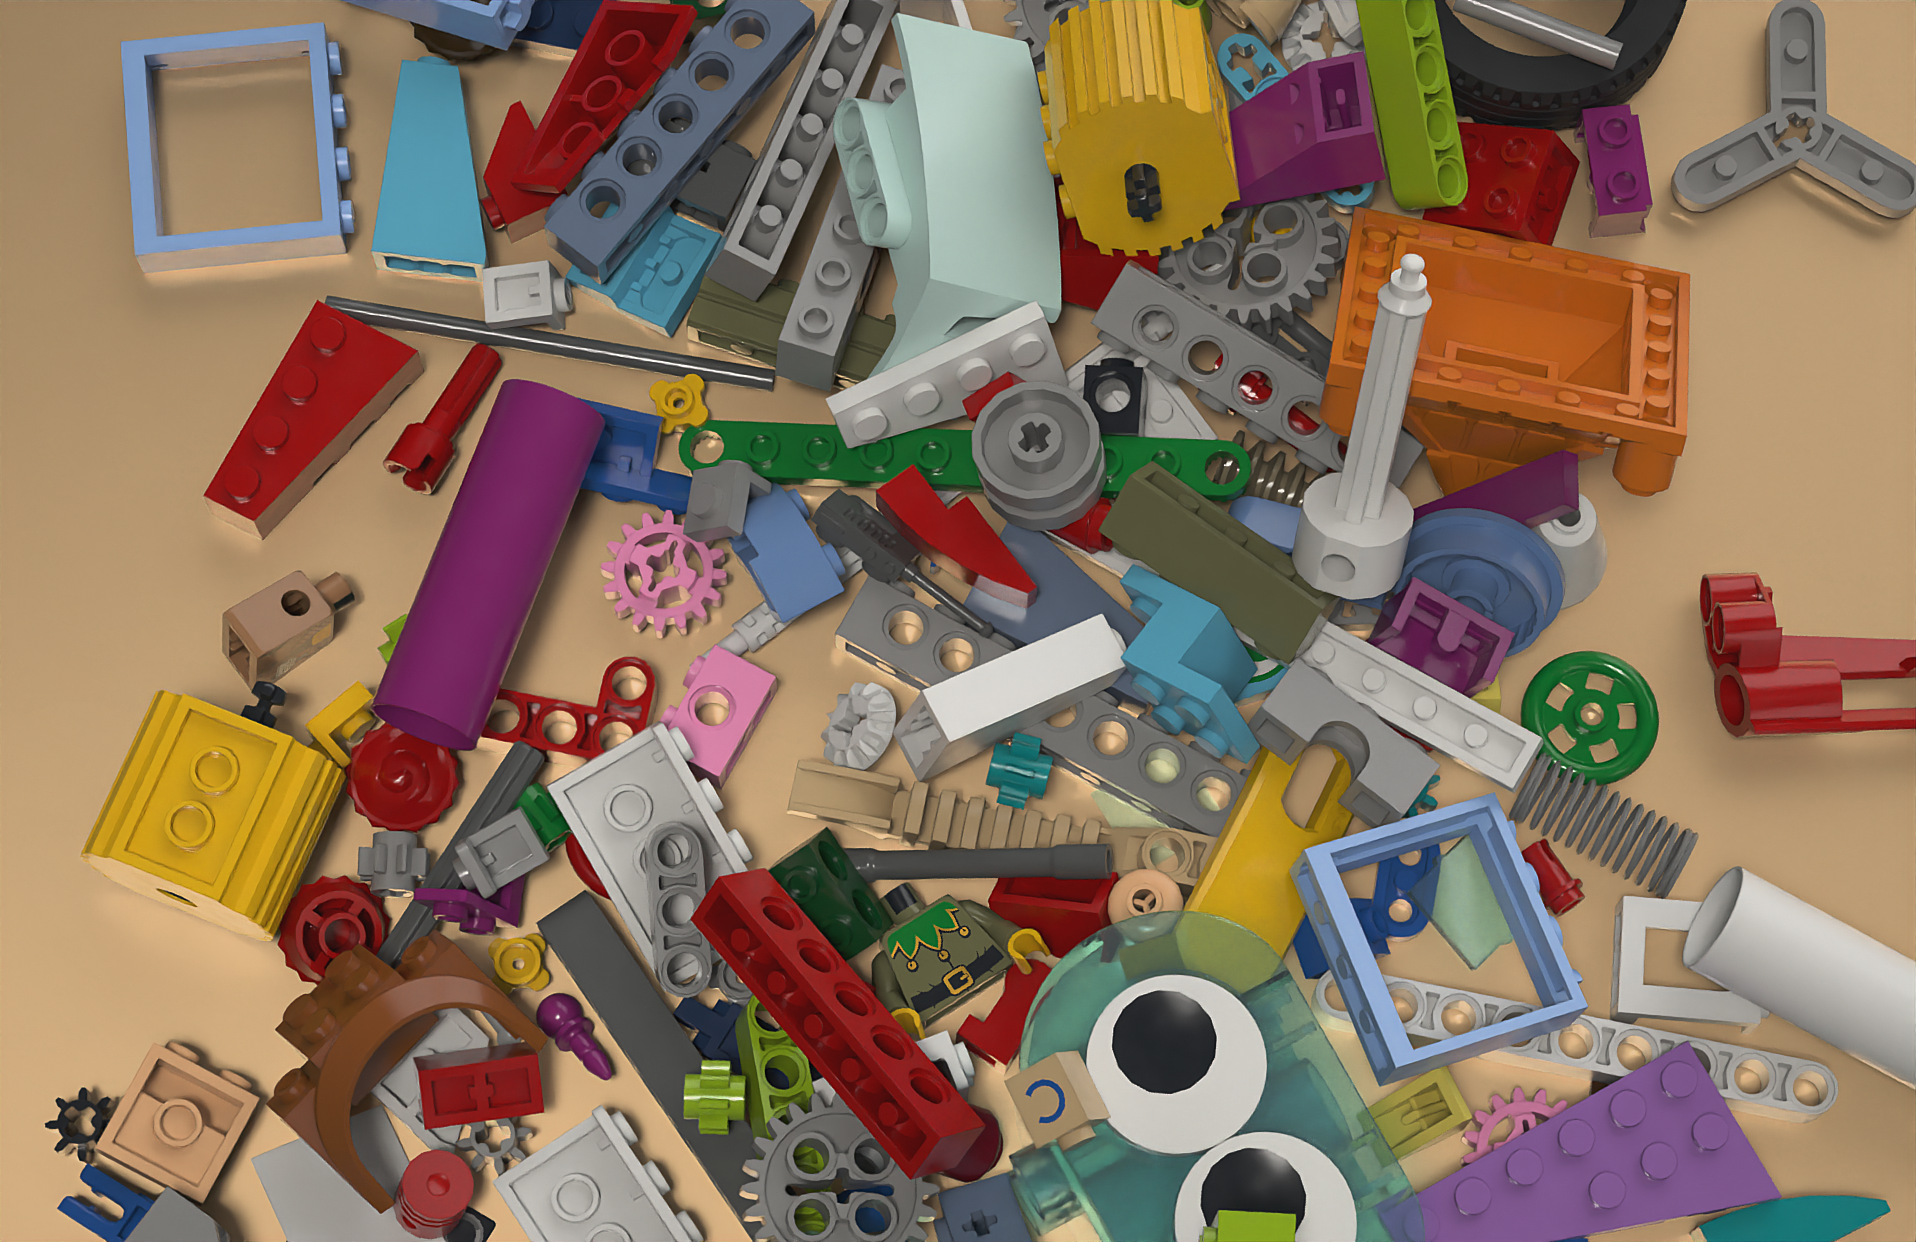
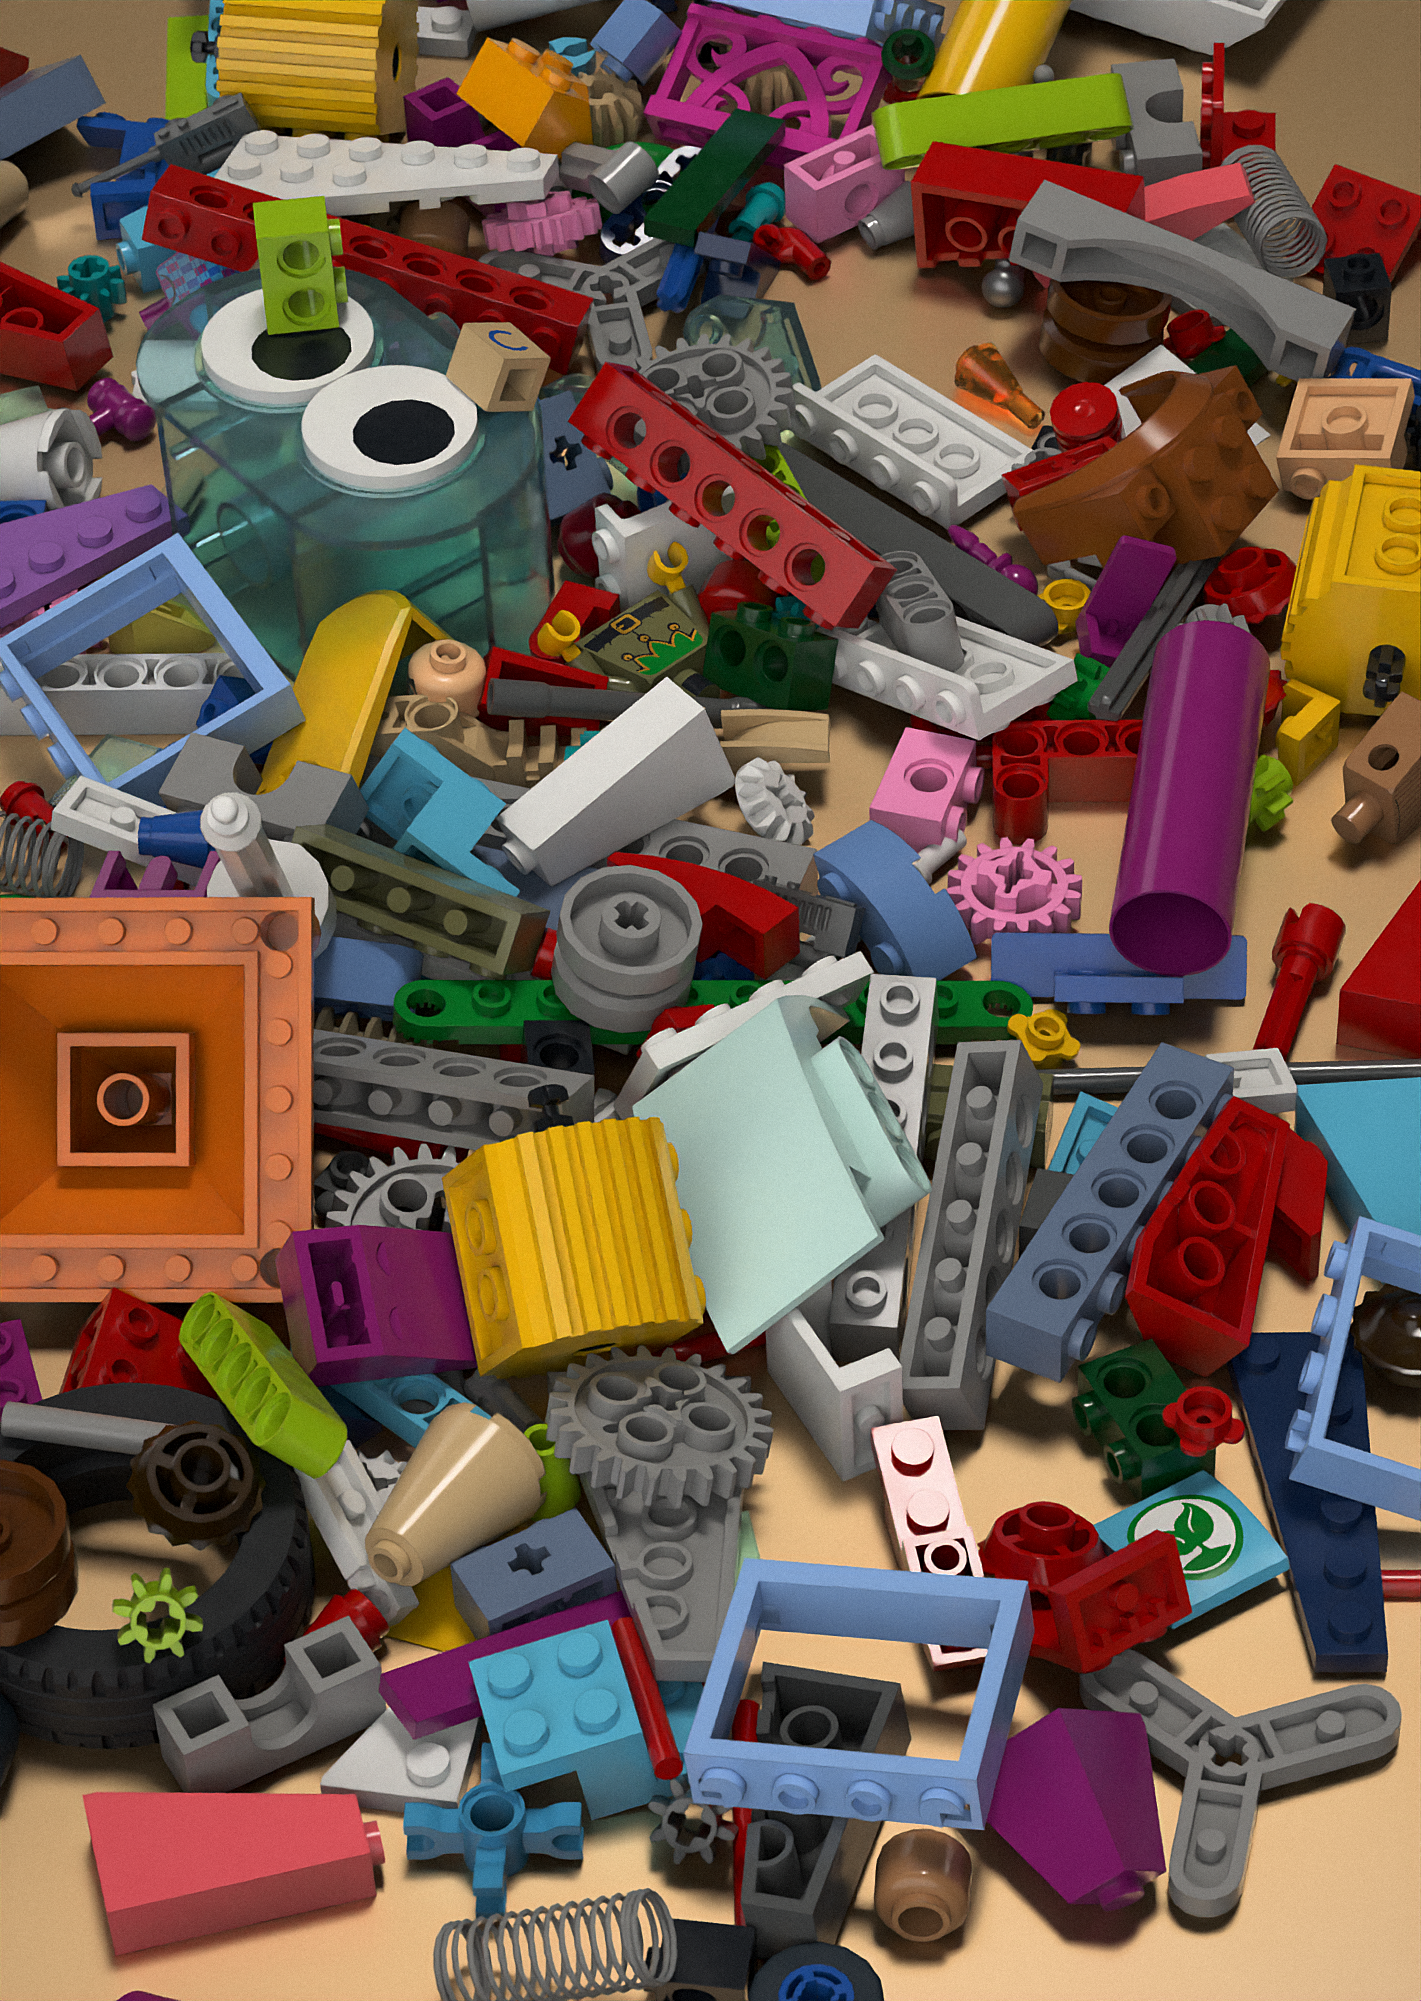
camera: 175 degrees right, 30 degrees down
(499, 853) = (1113, 622): light grey bracket -> none
(715, 1097) = (840, 488): lime gear -> none
(720, 500) = (968, 927): light grey bracket -> none
(1418, 673) = (175, 837): none -> blue cone

